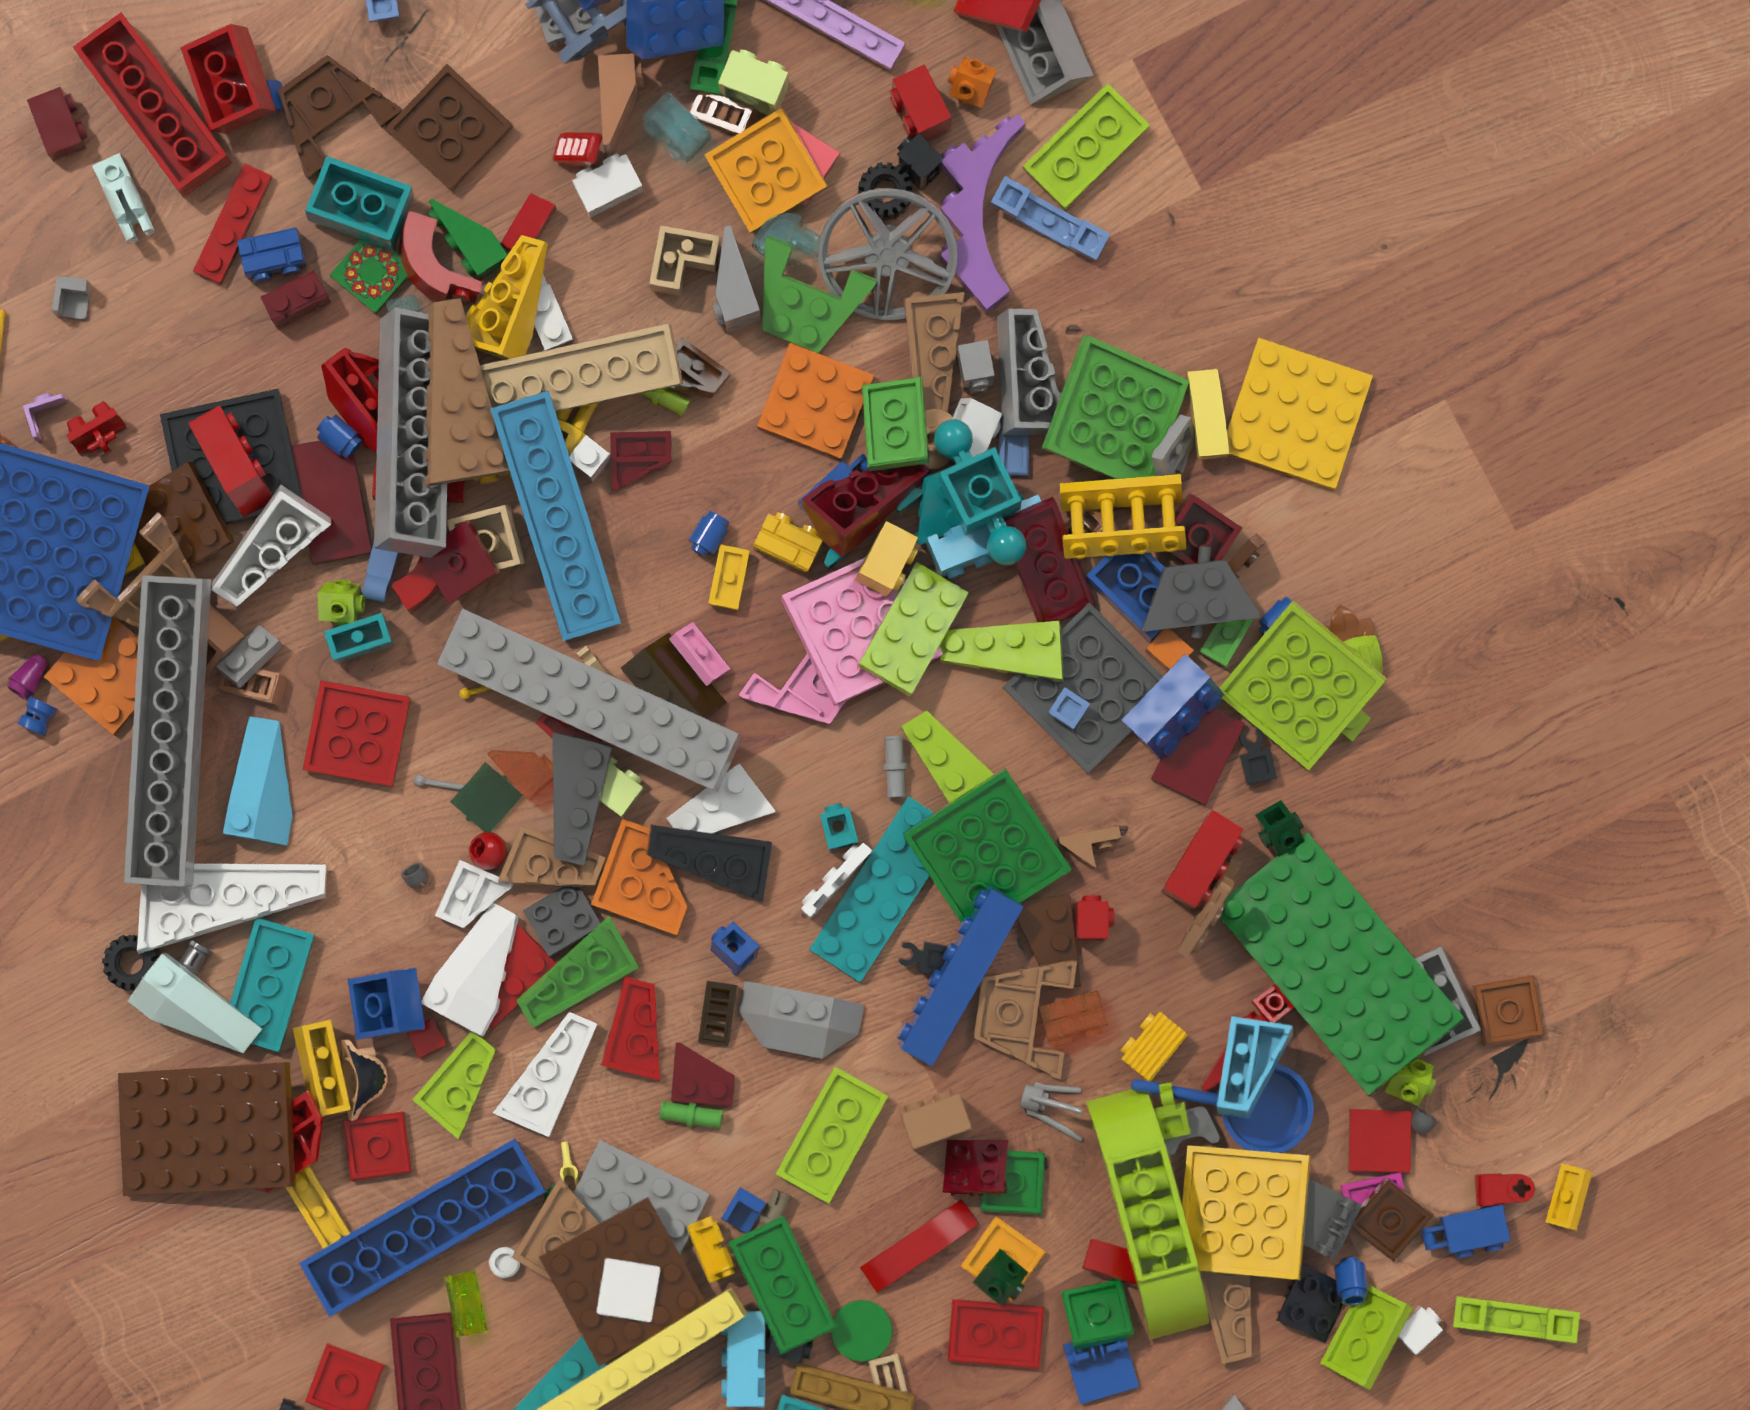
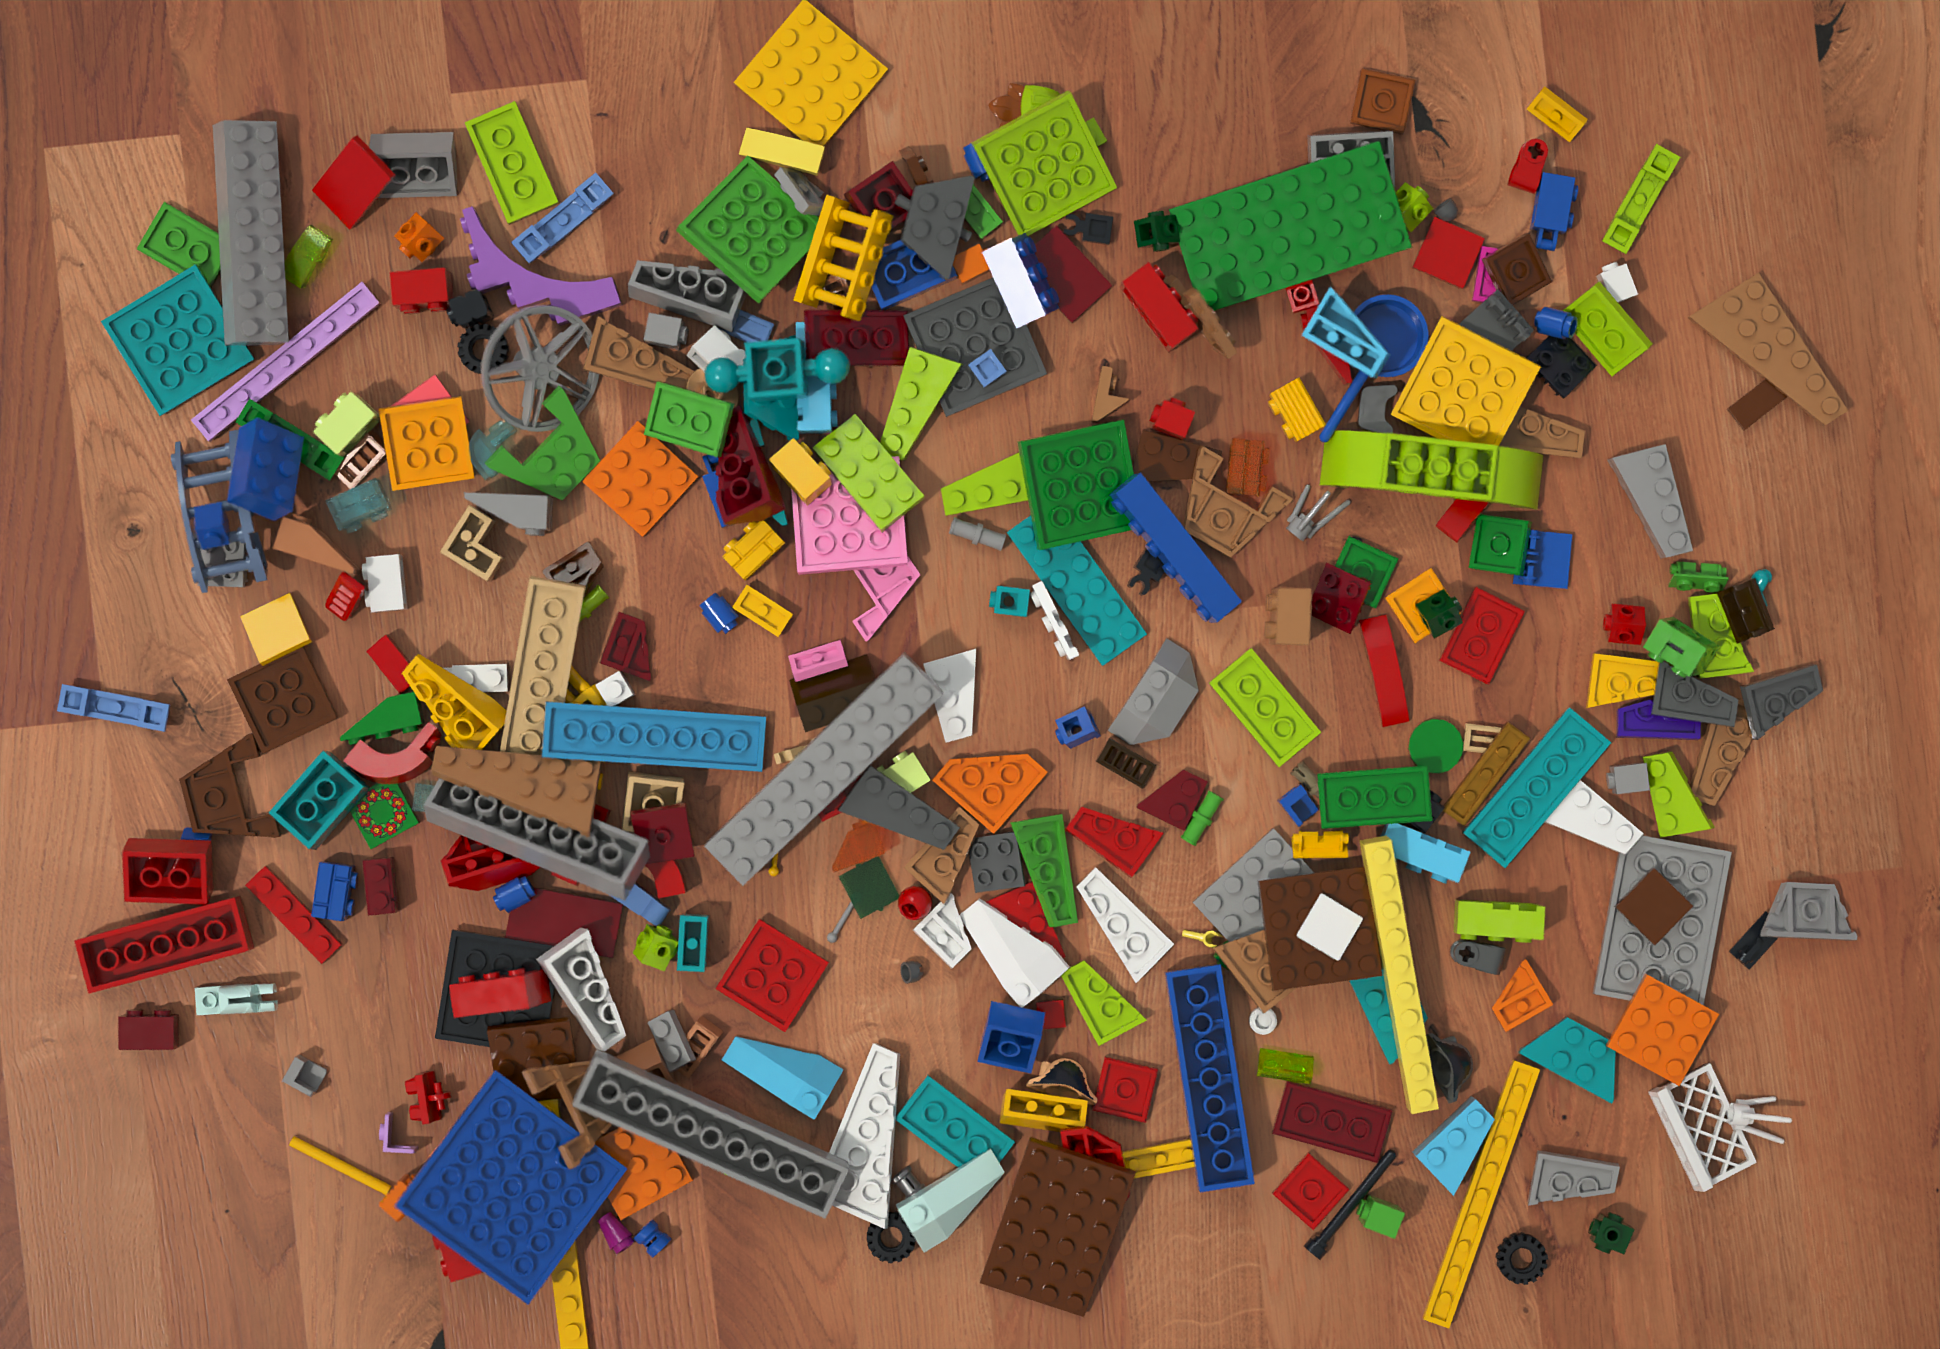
camera: 65 degrees left, 5 degrees up
(517, 93) = (276, 629): none -> yellow tile
(720, 858) = (999, 708): black wing -> none
(1171, 1116) = (1362, 418): lime plate -> none

